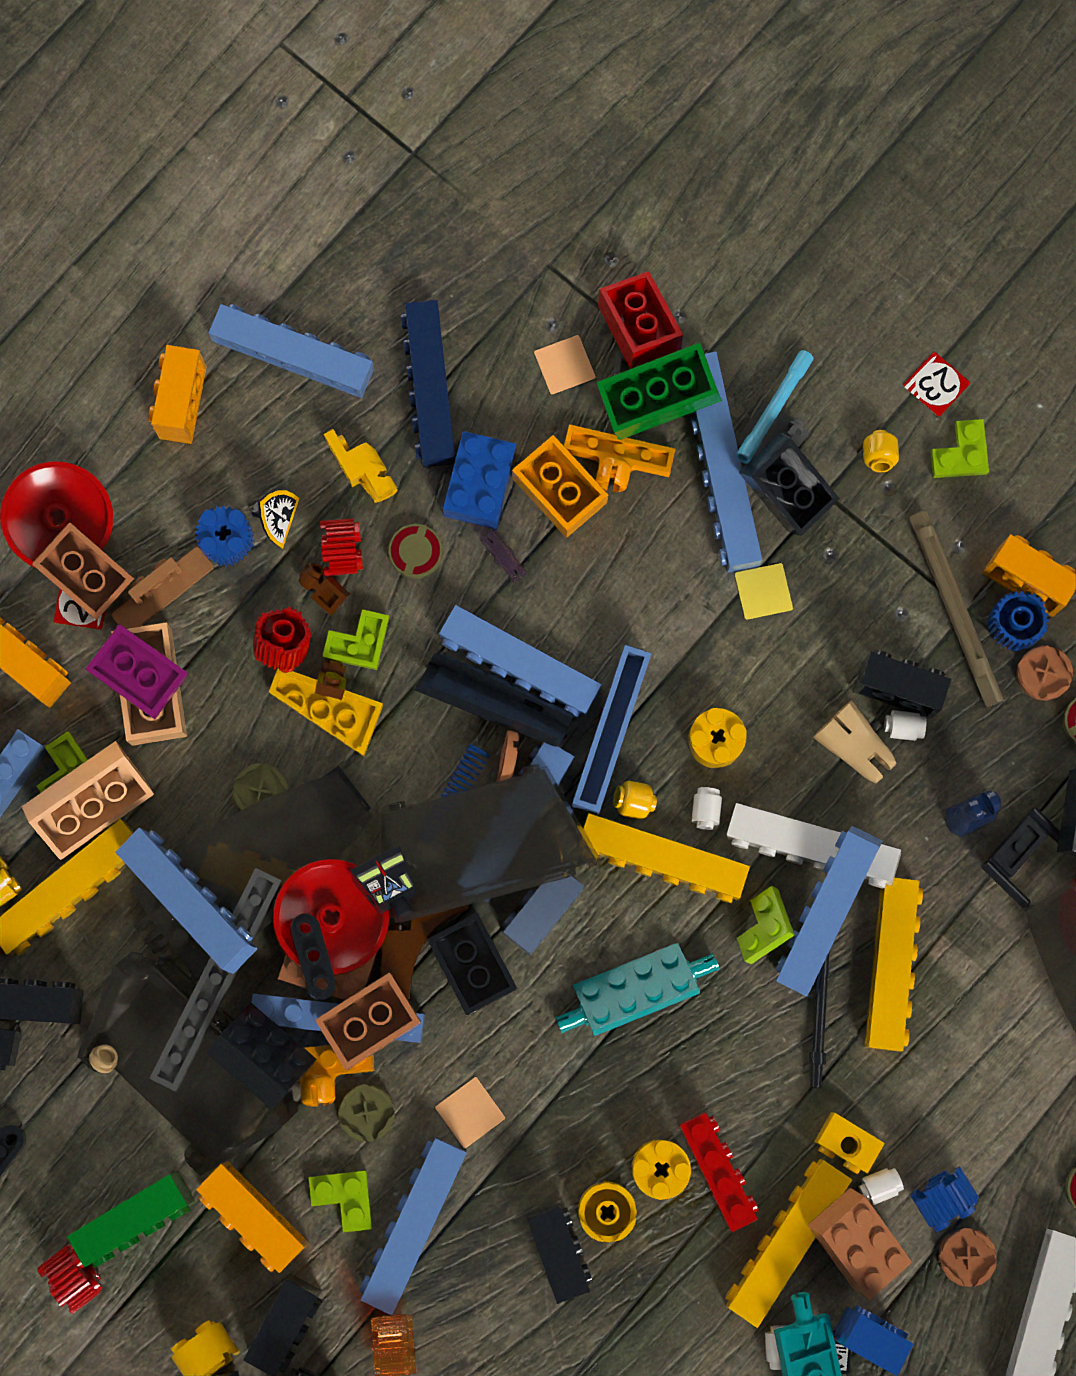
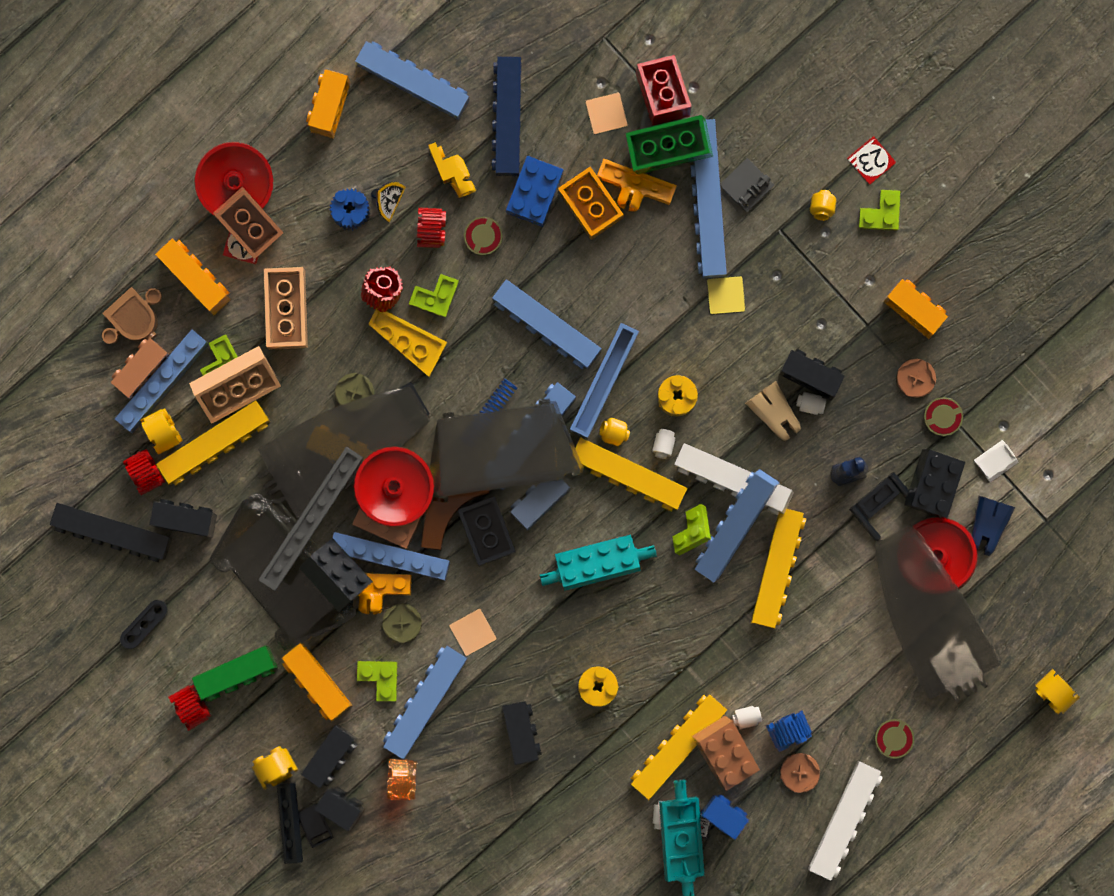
camera: 15 degrees right, 5 degrees up
(103, 1058) = (227, 563): tan plate -> none
(137, 671) = (279, 299): magenta plate -> none
(161, 588) = (302, 240): medium nougat bracket -> none
(186, 900) = (296, 462): medium blue brick -> none
(310, 969) = (378, 521): black plate -> none
(328, 593) = (417, 259): reddish brown plate -> none
(331, 680) = (412, 321): reddish brown plate -> none
(368, 1021) = (411, 560): nougat brick -> none
(386, 882) = (434, 468): torso -> none
(493, 699) = (524, 349): black piece -> none
(503, 556) = (545, 248): clear purple pin -> none
(507, 756) = (529, 390): nougat tile -> none
(624, 1212) = (557, 721): yellow brick -> none
(714, 1164) = (635, 689): red brick -> none
(754, 439) = (770, 140): medium azure piece -> none
(789, 485) = (752, 223): black brick -> none
(817, 1057) = (716, 625): black bar -> none
(866, 1146) = (740, 691): yellow brick -> none
(956, 609) = (860, 325): dark tan piece -> none
(1003, 623) = (900, 350): blue brick -> none

